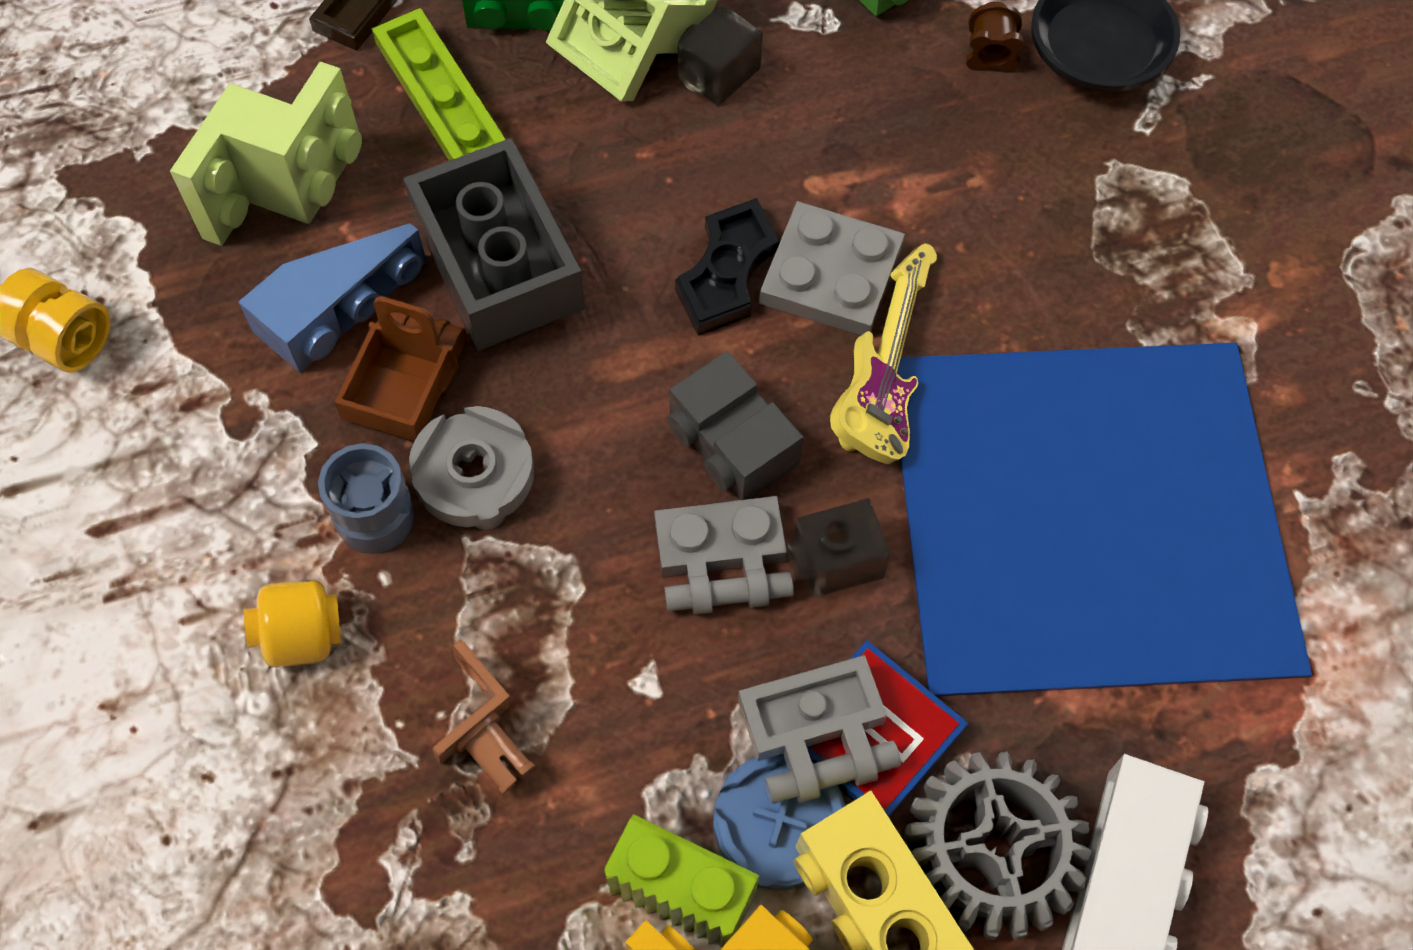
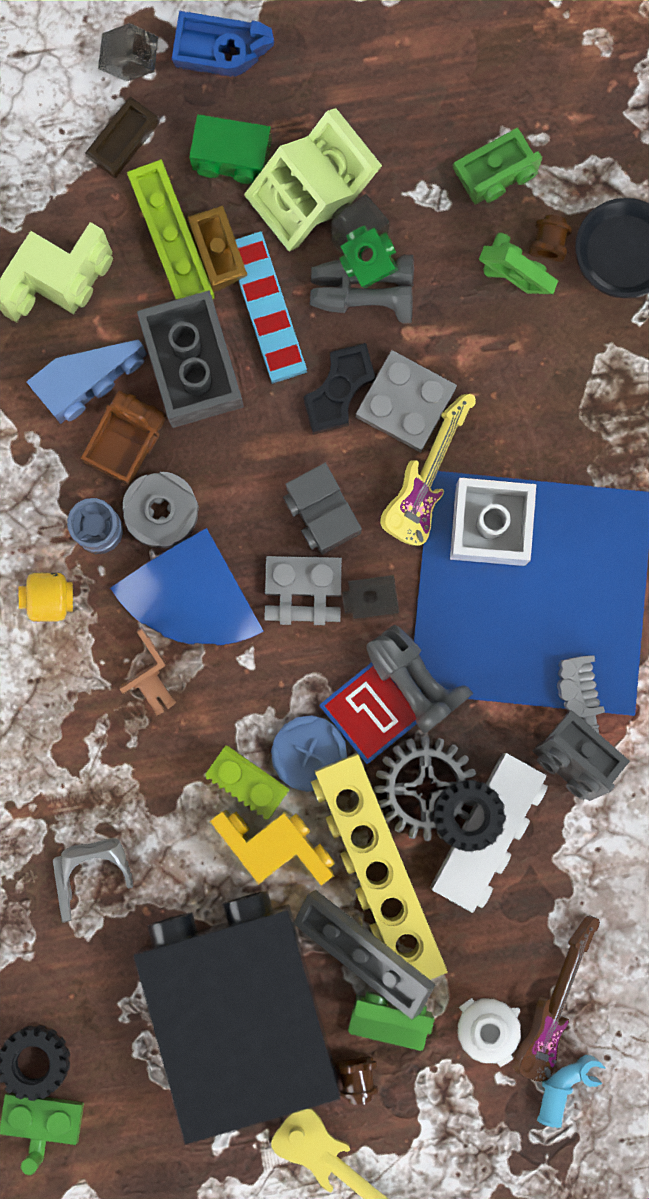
camera: 10 degrees right, 20 degrees up
(516, 103) = (217, 248): none -> pearl gold slope
(537, 587) = (189, 595): none -> blue brick
(601, 177) = (269, 311): none -> tile
(702, 131) = (339, 299): none -> dark grey piece
(743, 64) = (378, 266): none -> green brick
(813, 709) = (335, 698): light grey plate -> none
(903, 632) = (398, 658): none -> dark grey piece
(955, 61) = (507, 262): none -> bright green plate
(1009, 401) = (493, 521): none -> white brick
(1130, 847) = (493, 820): none -> black tyre
(1217, 661) = (579, 689): none -> light grey piece
(1251, 750) = (581, 758): none -> dark grey bracket

